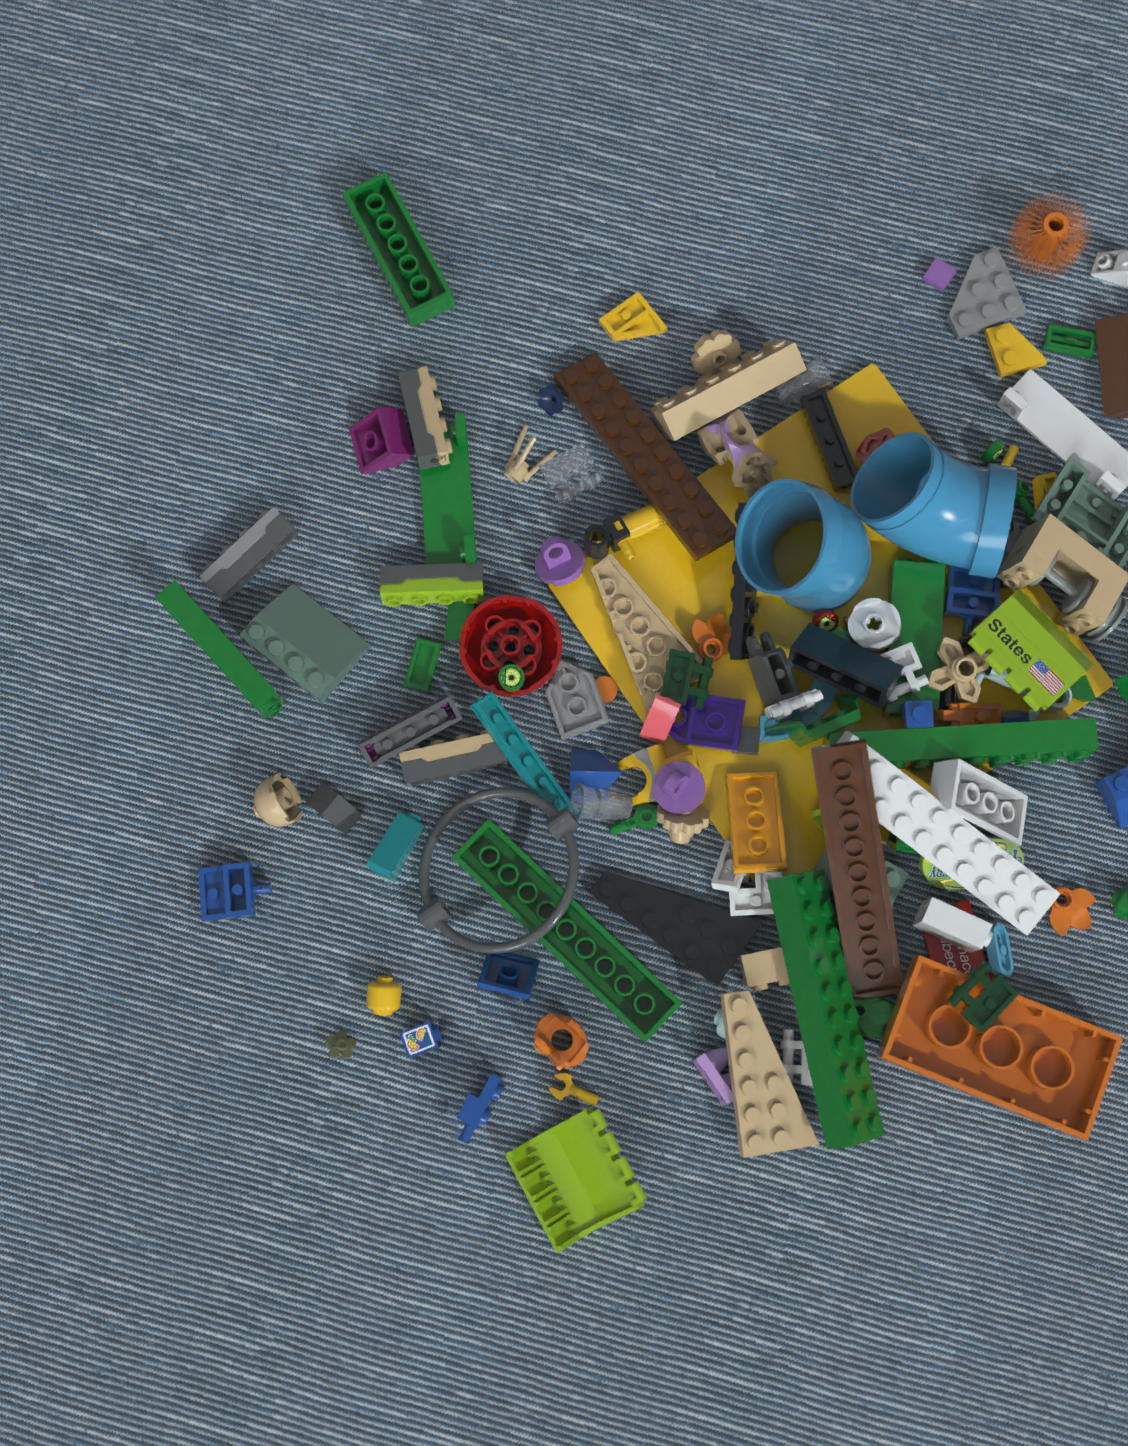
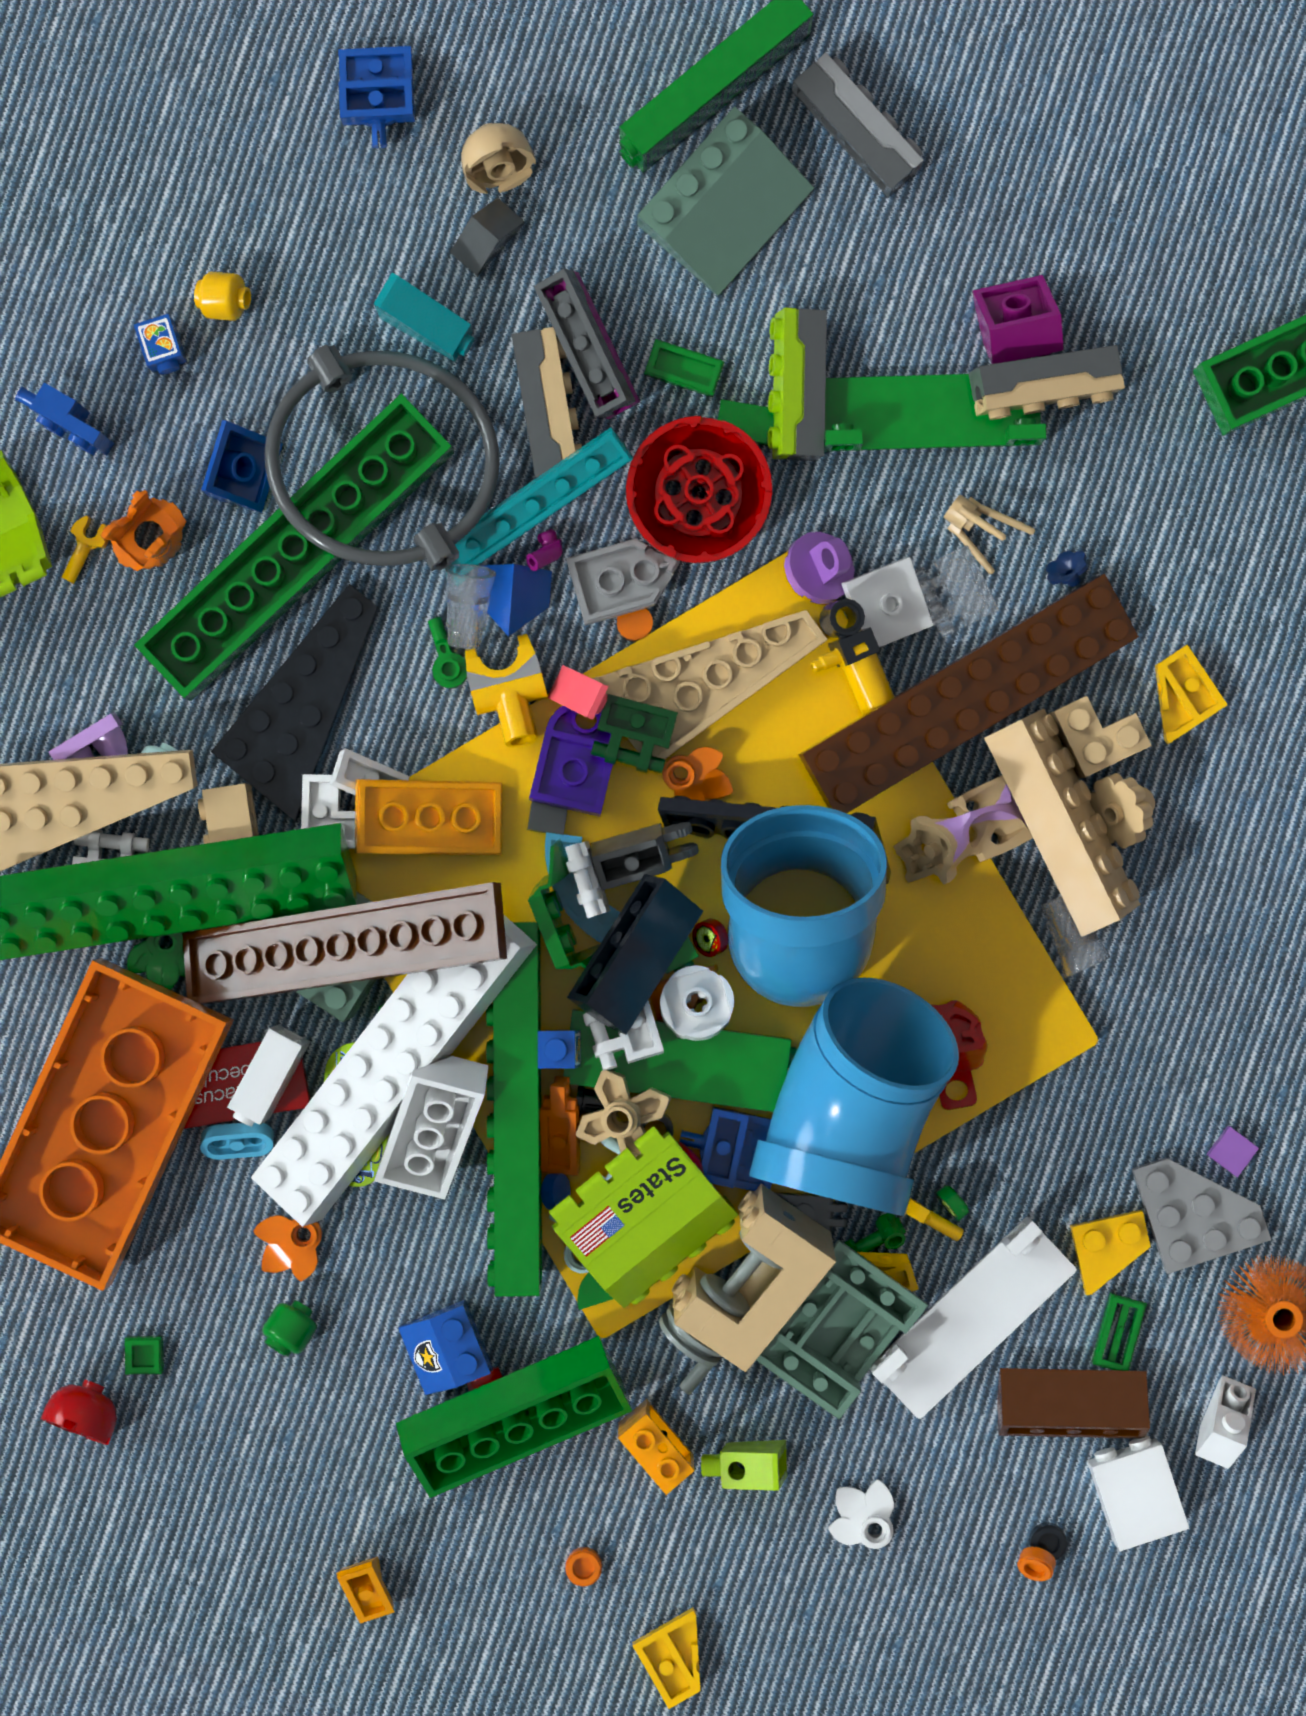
camera: 90 degrees right, 10 degrees up
(340, 1045) = (160, 236): olive plant -> none
(511, 677) = (649, 487): tile -> none
(557, 750) = (548, 553): none -> magenta arm
(579, 512) = (890, 601): none -> white plate
(670, 372) = (1093, 745): none -> tan brick
(679, 787) = (478, 712): medium lavender tile -> none
(683, 826) = (442, 717): tan plant -> none
(829, 439) = (982, 965): black gear -> none
(988, 1003) = (154, 1110): dark green plate -> none

